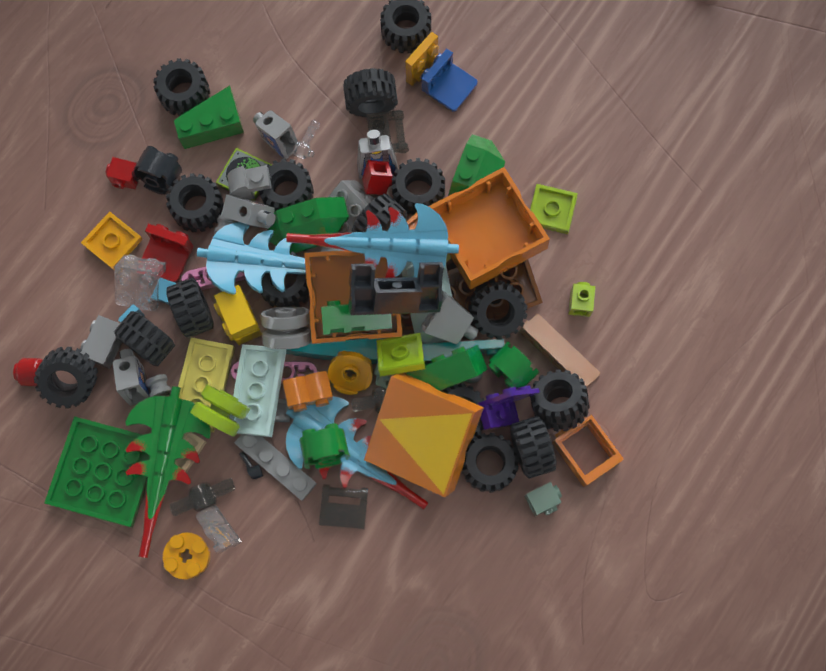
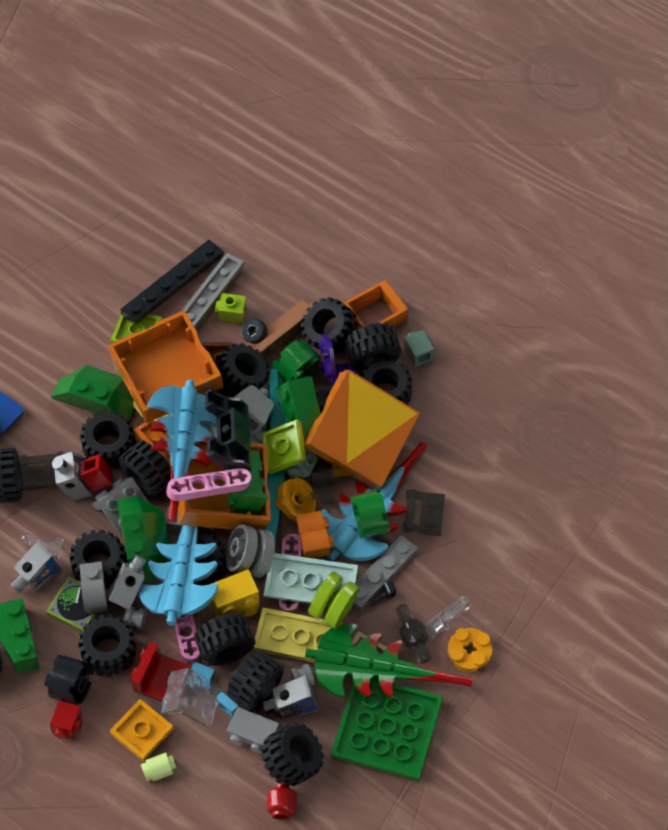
camera: 90 degrees left, 15 degrees down
(73, 257) = (158, 767): none -> yellowish green brick
(325, 271) = (207, 481): none -> bright pink beam
(556, 325) = (250, 326): none -> black wheel
(595, 273) = (212, 288): none -> light grey plate
(612, 238) = (171, 282): none -> black plate

